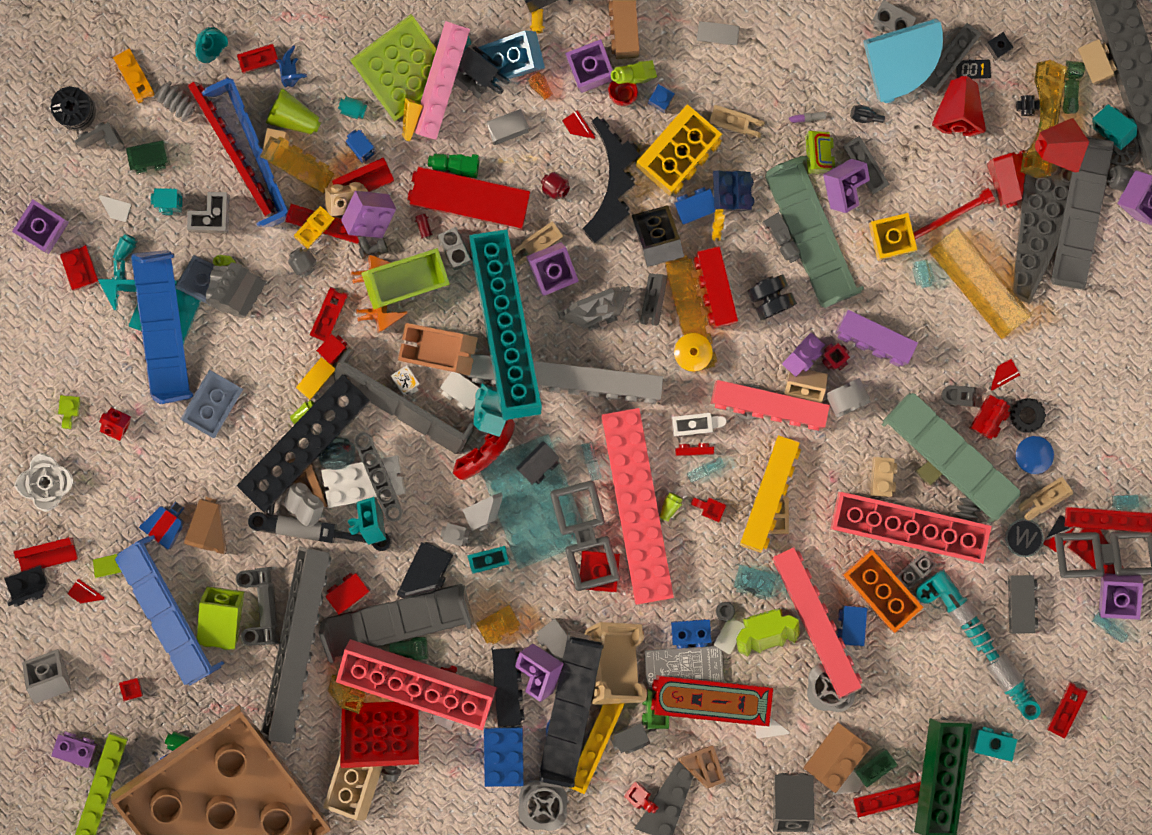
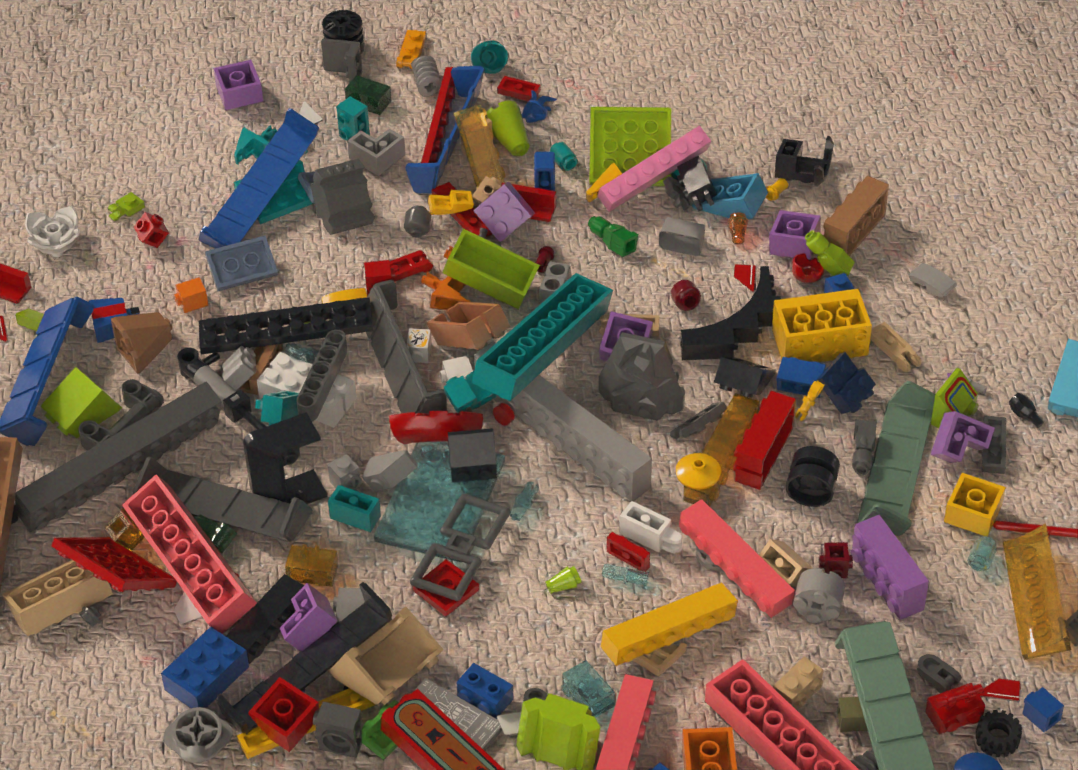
camera: 40 degrees right, 40 degrees down
(79, 268) = (232, 130): red plate -> none
(201, 460) = (191, 295): none -> orange brick
(347, 593) = (205, 458): red brick -> none
(469, 198) = (603, 261): red brick -> none
(593, 758) = (284, 714): none -> red slope
(637, 506) = (530, 560): coral brick -> none
(711, 508) = (600, 607): red plate -> none
(801, 357) = (803, 534): medium lavender brick -> none
(1043, 375) = (1042, 709): none -> blue brick

